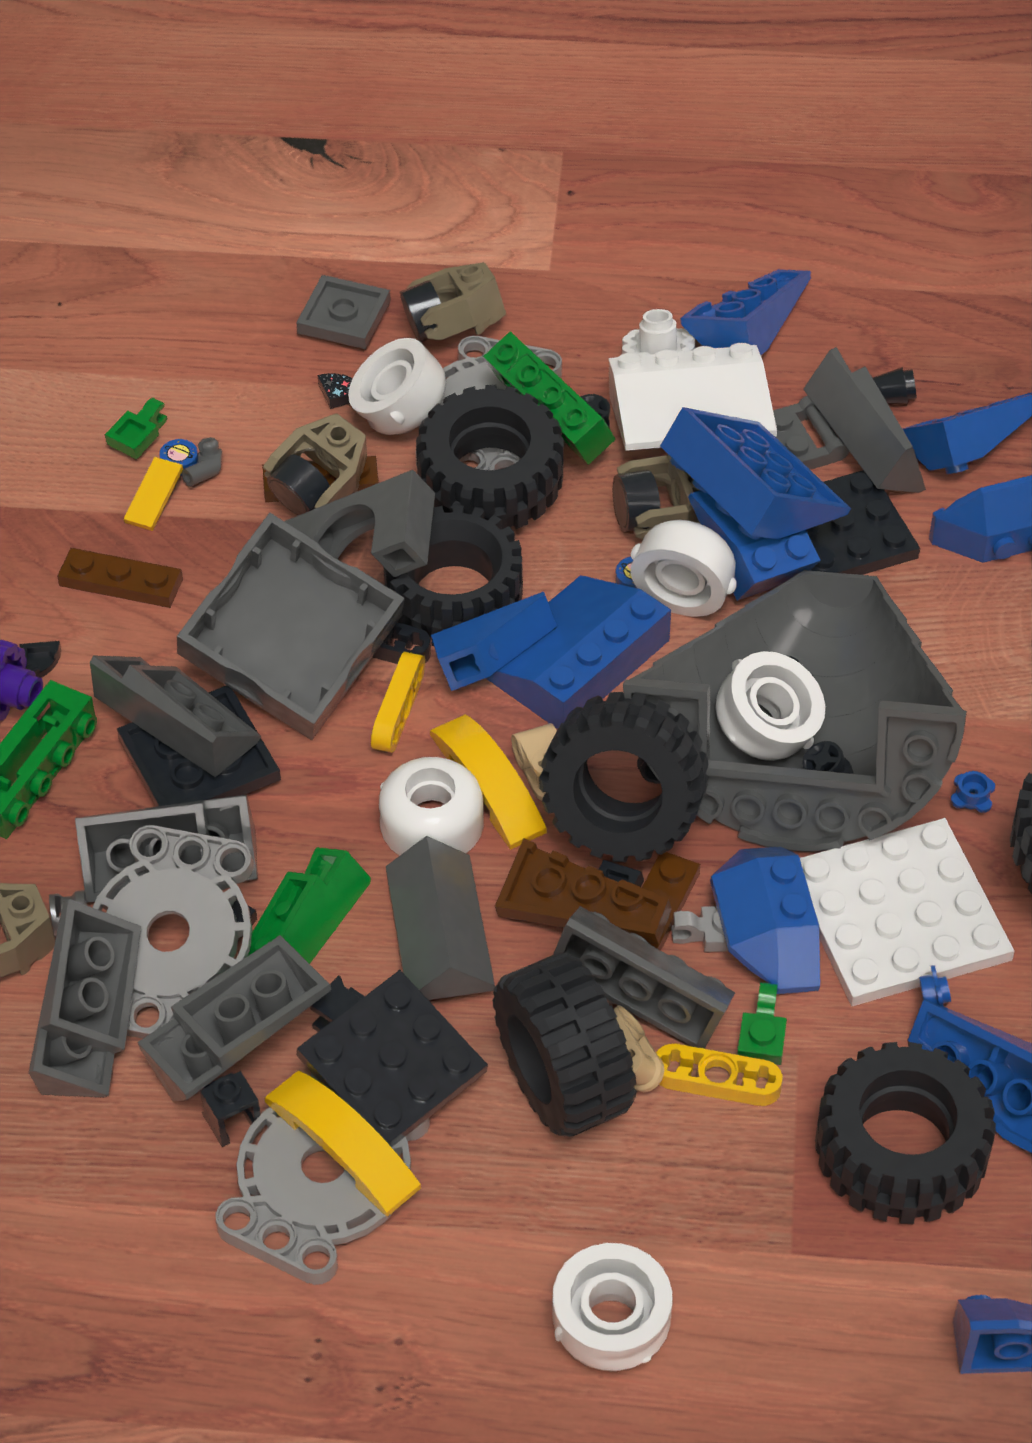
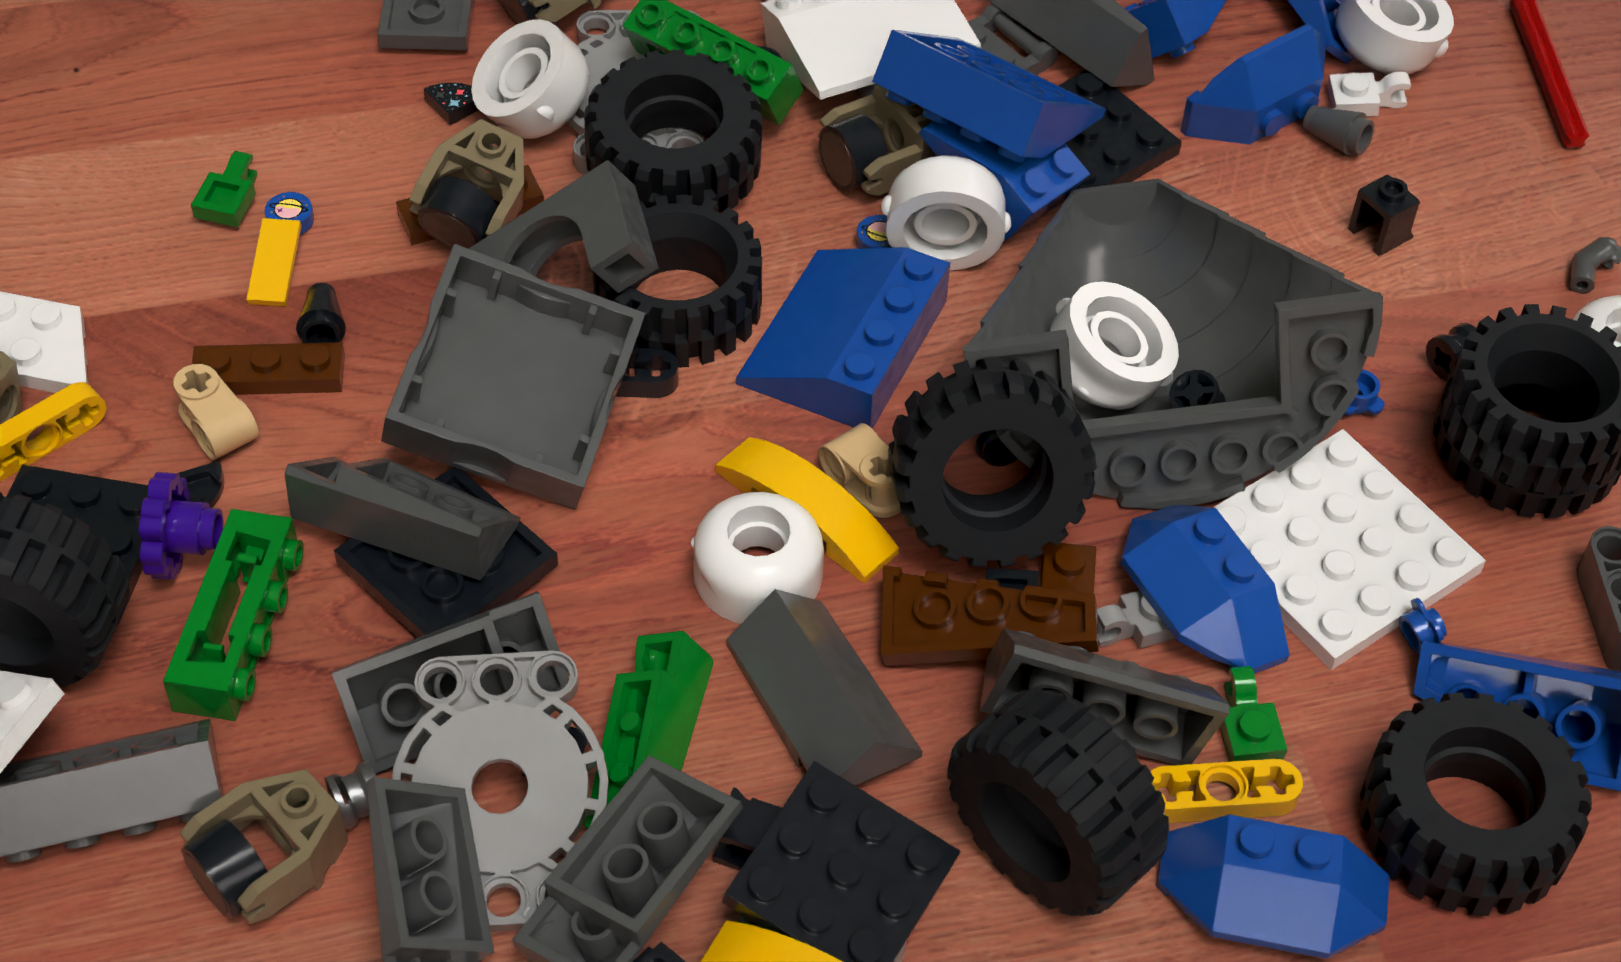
camera: 20 degrees left, 0 degrees up
(65, 601) = (212, 411): none -> tan piece
(172, 544) = (321, 316): none -> black cone
(208, 463) = (327, 211): dark grey arm -> none
(398, 702) = (667, 440): yellow beam -> none
(491, 640) = (753, 344): blue slope -> none
(727, 1155) = (1275, 885): none -> blue wedge

